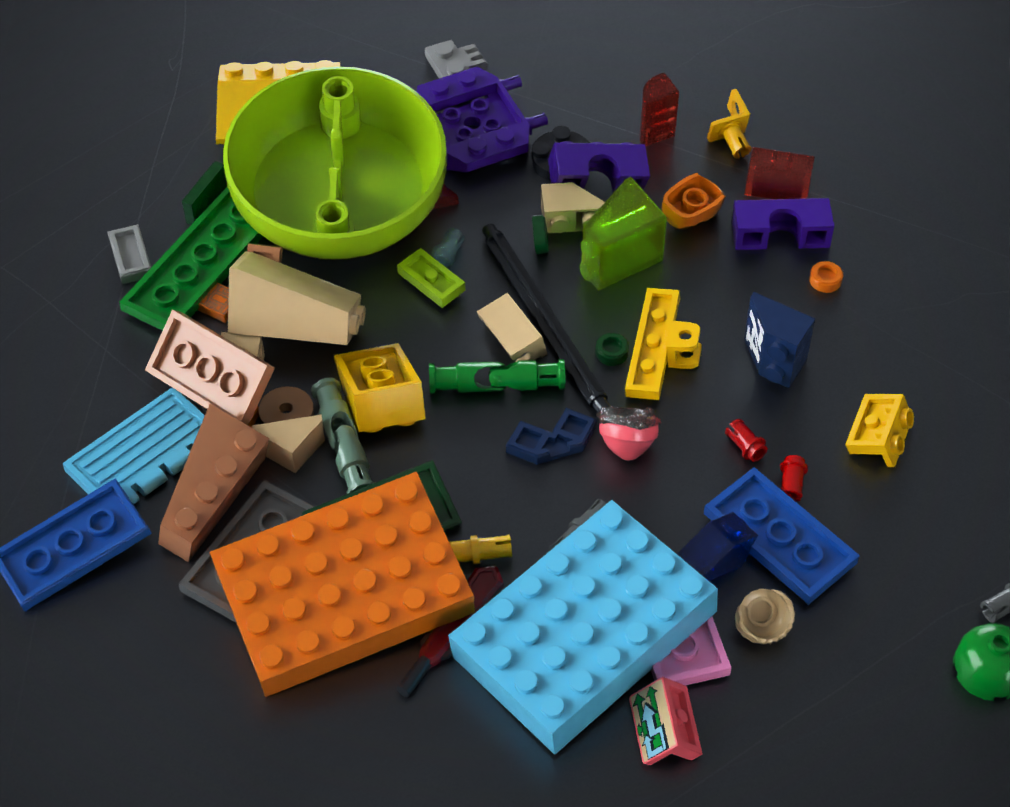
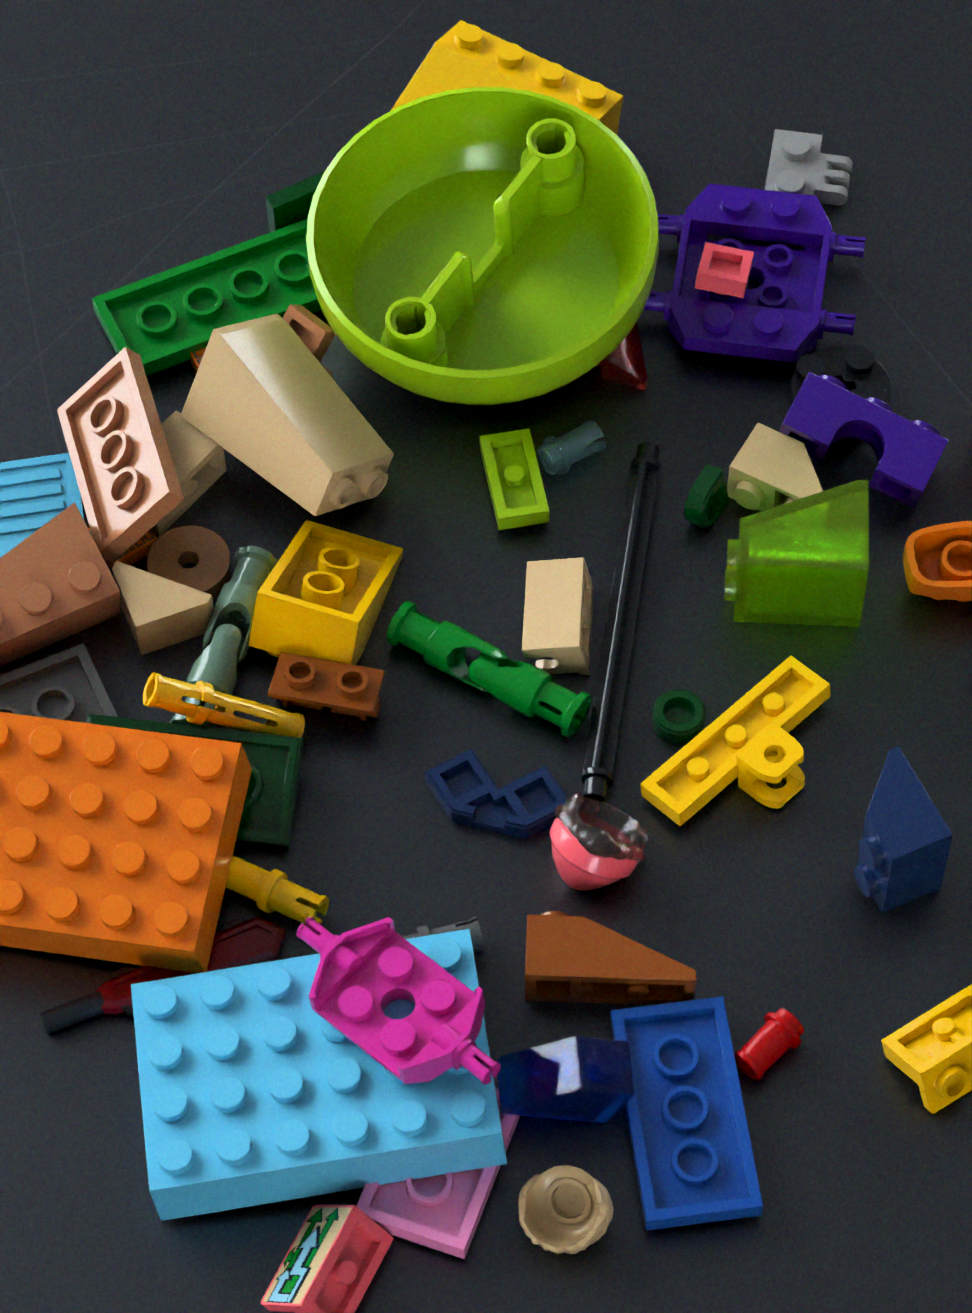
camera: 35 degrees right, 5 degrees up
(129, 253) = (163, 234): light grey tile -> none
(352, 471) = (168, 694): none -> yellow pin
(425, 426) = (327, 683): none -> dark orange hinge
(463, 120) = (724, 270): none -> coral plate
(587, 542) = (378, 966): none -> dark pink plate
(675, 488) = (592, 964): none -> dark orange slope
(752, 447) = (751, 963): red pin -> none

